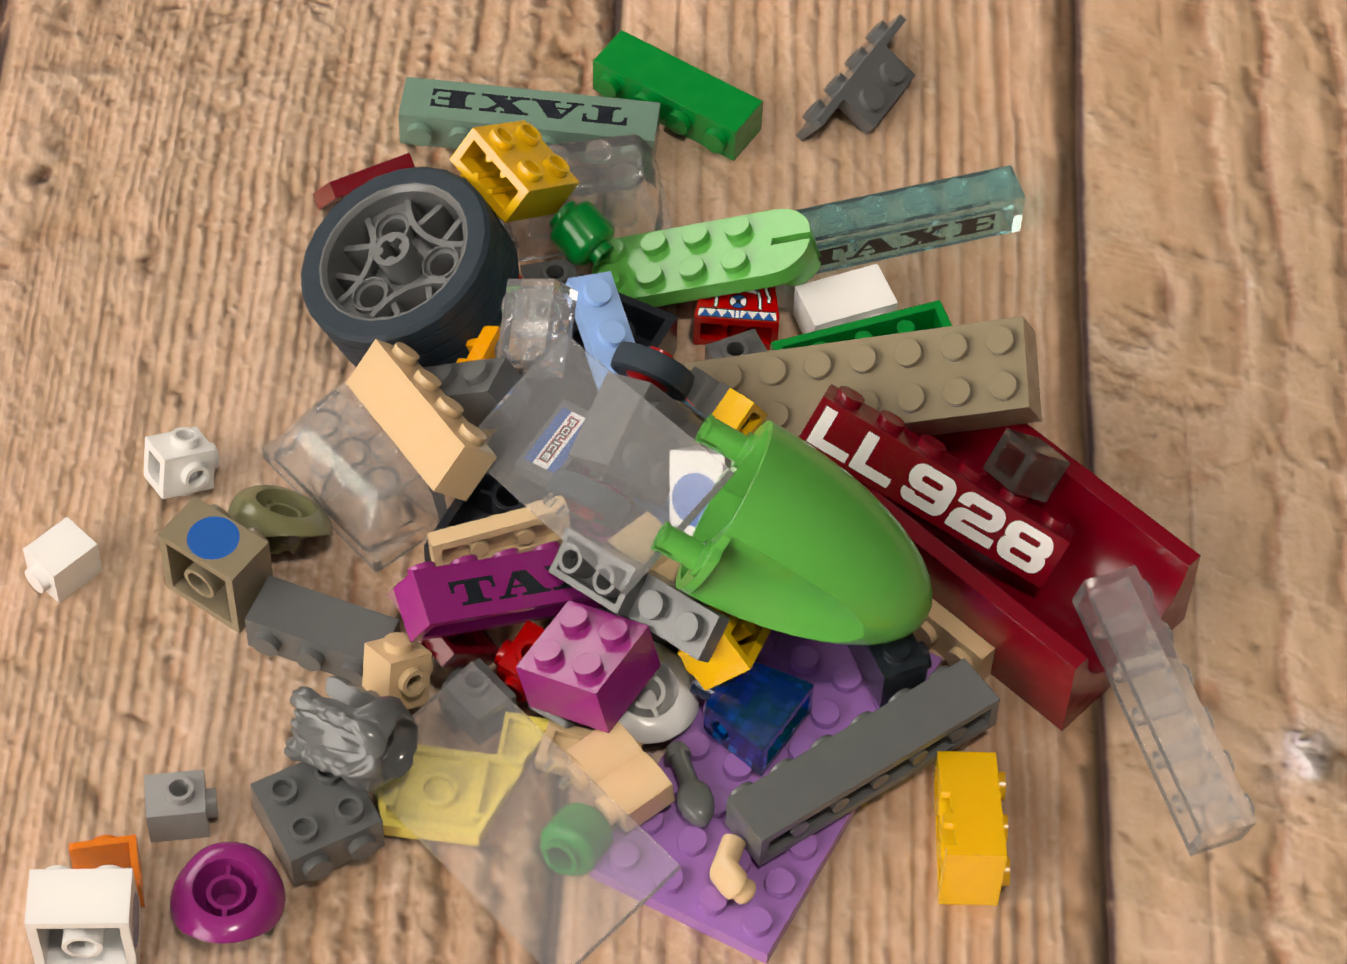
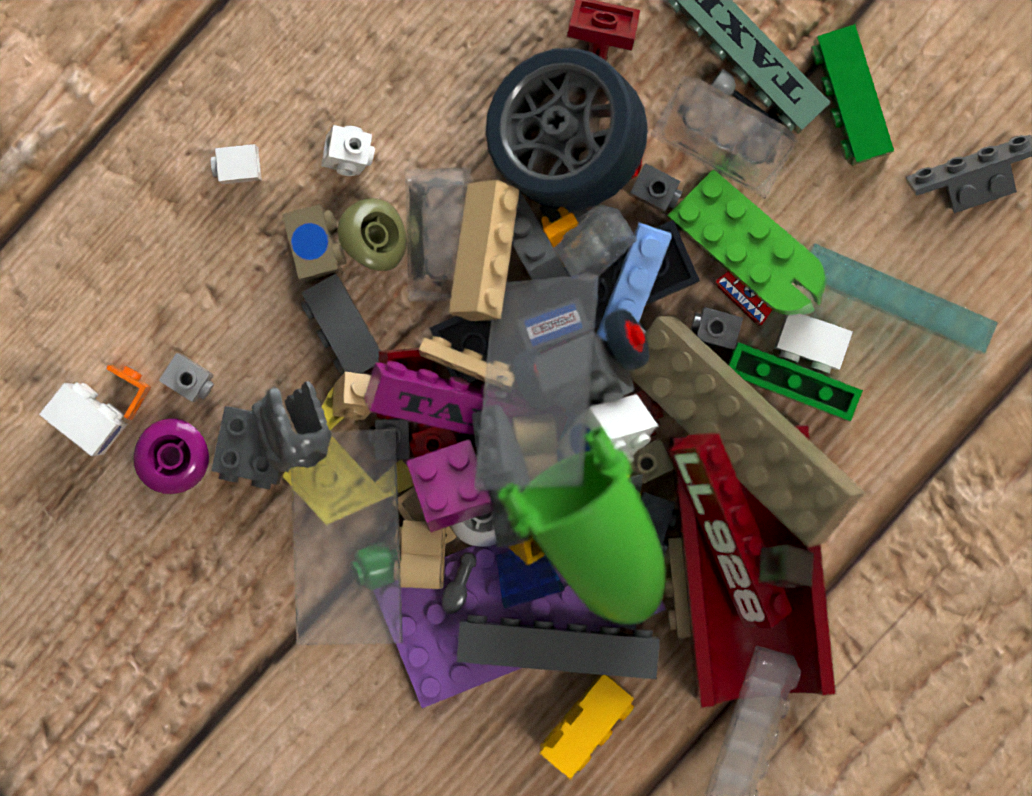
camera: 40 degrees right, 35 degrees up
(514, 170) = (674, 117): yellow brick -> none
(582, 233) = (695, 173): green head -> none
(723, 402) = (658, 382): leg -> none
(728, 874) = (433, 652): tan arm -> none

